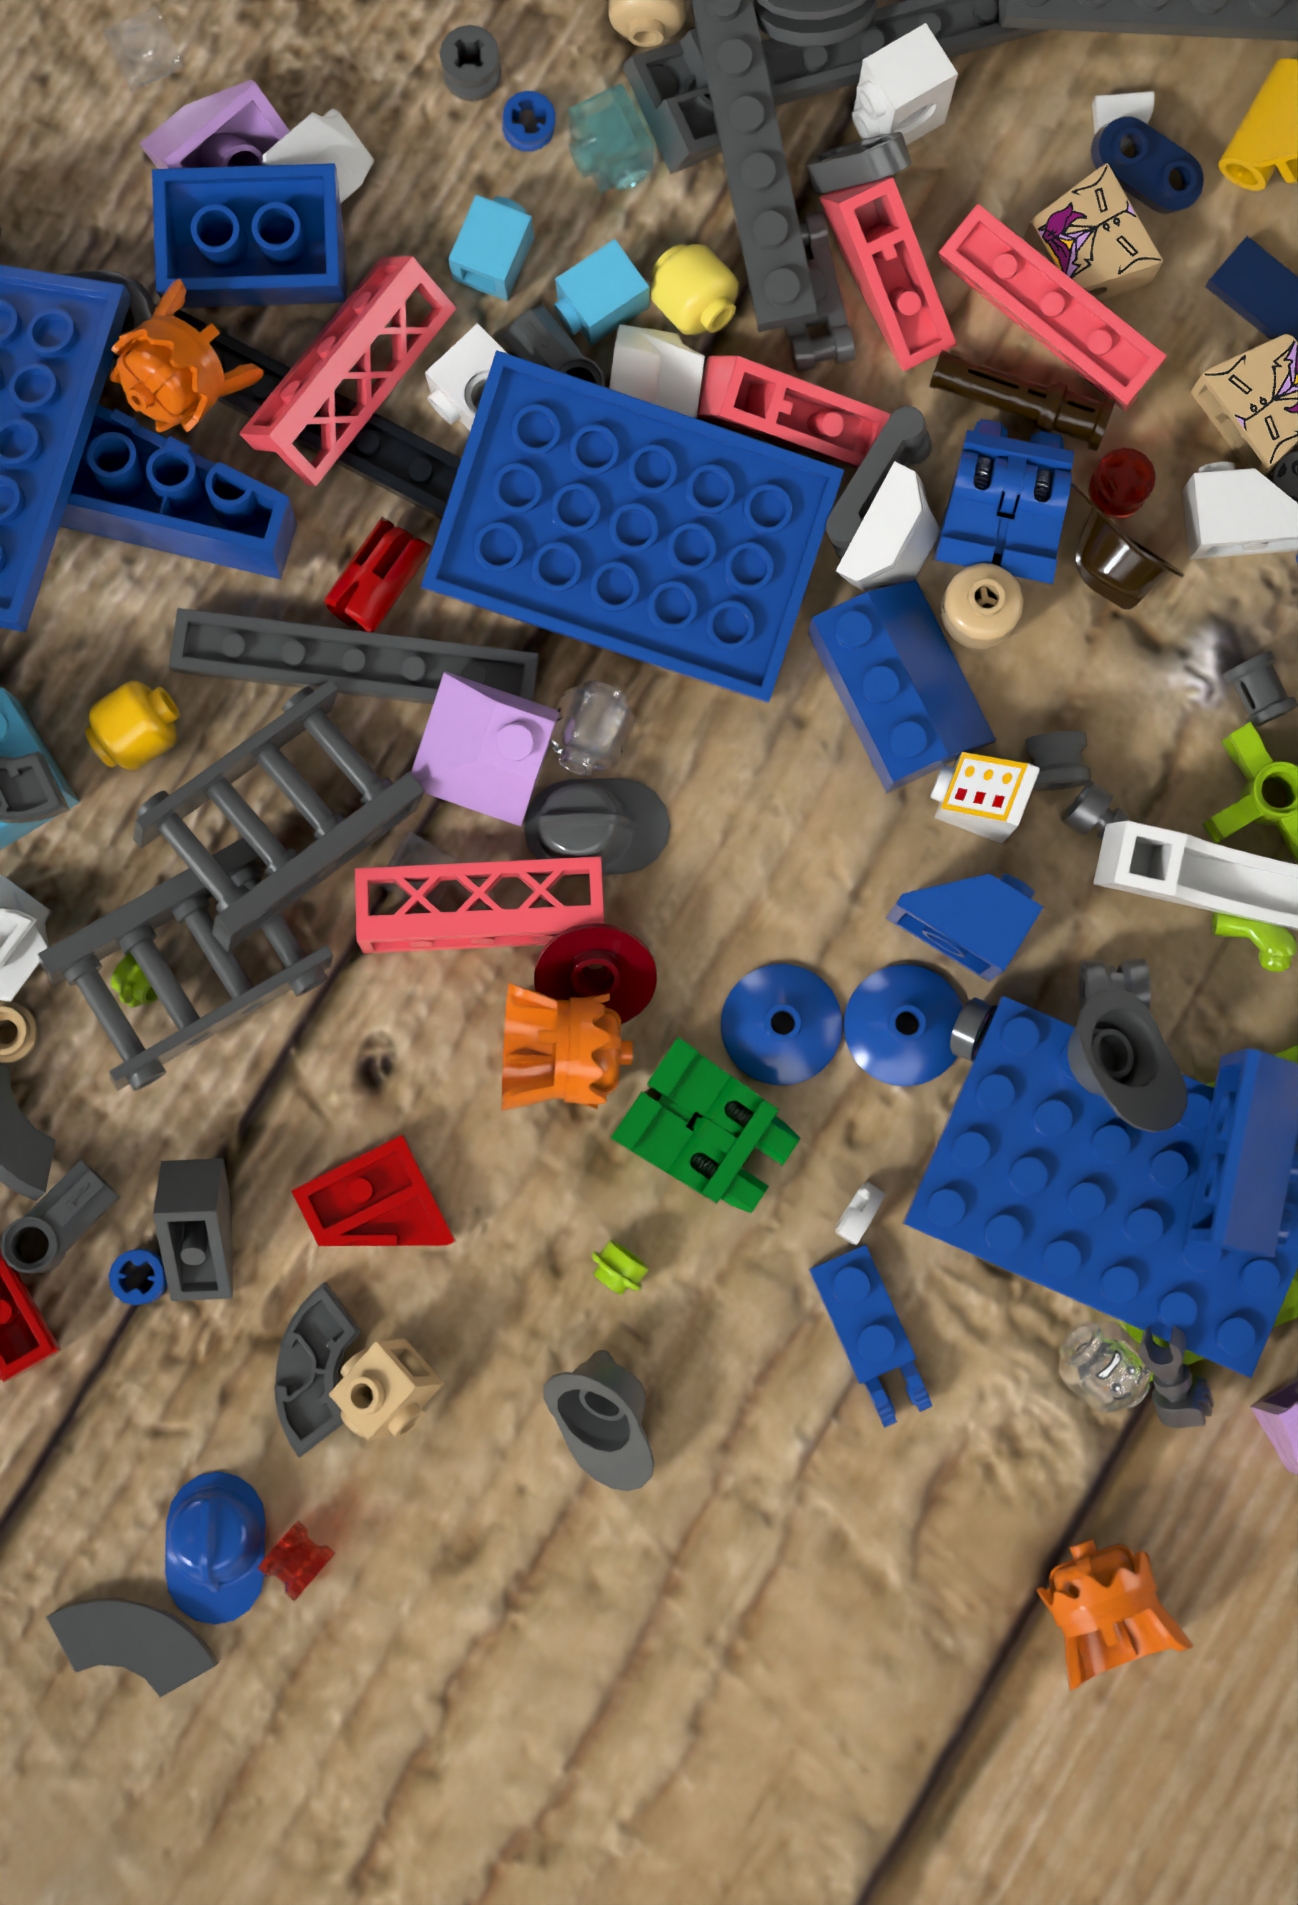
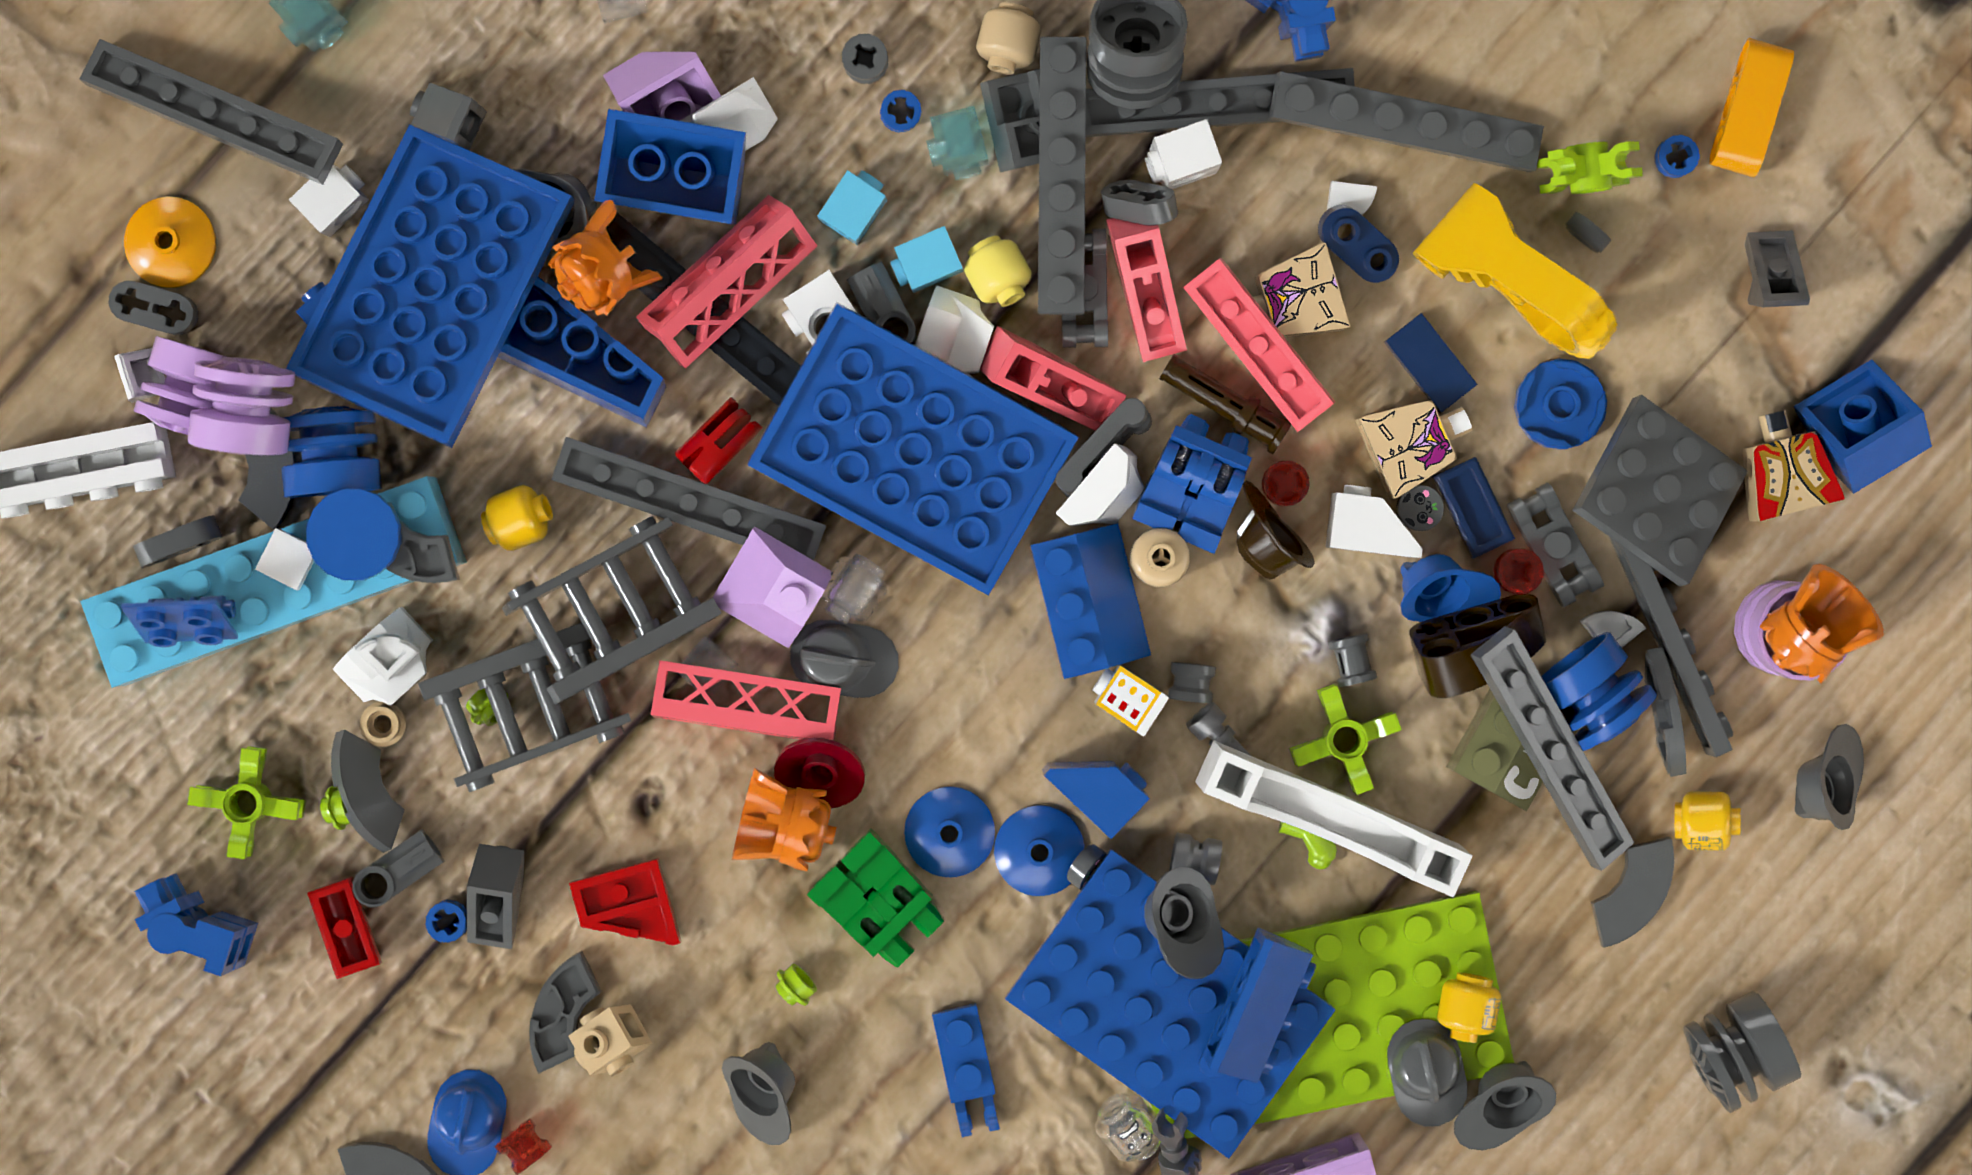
camera: 10 degrees right, 5 degrees up
(859, 1213) = (976, 981): white tile -> none

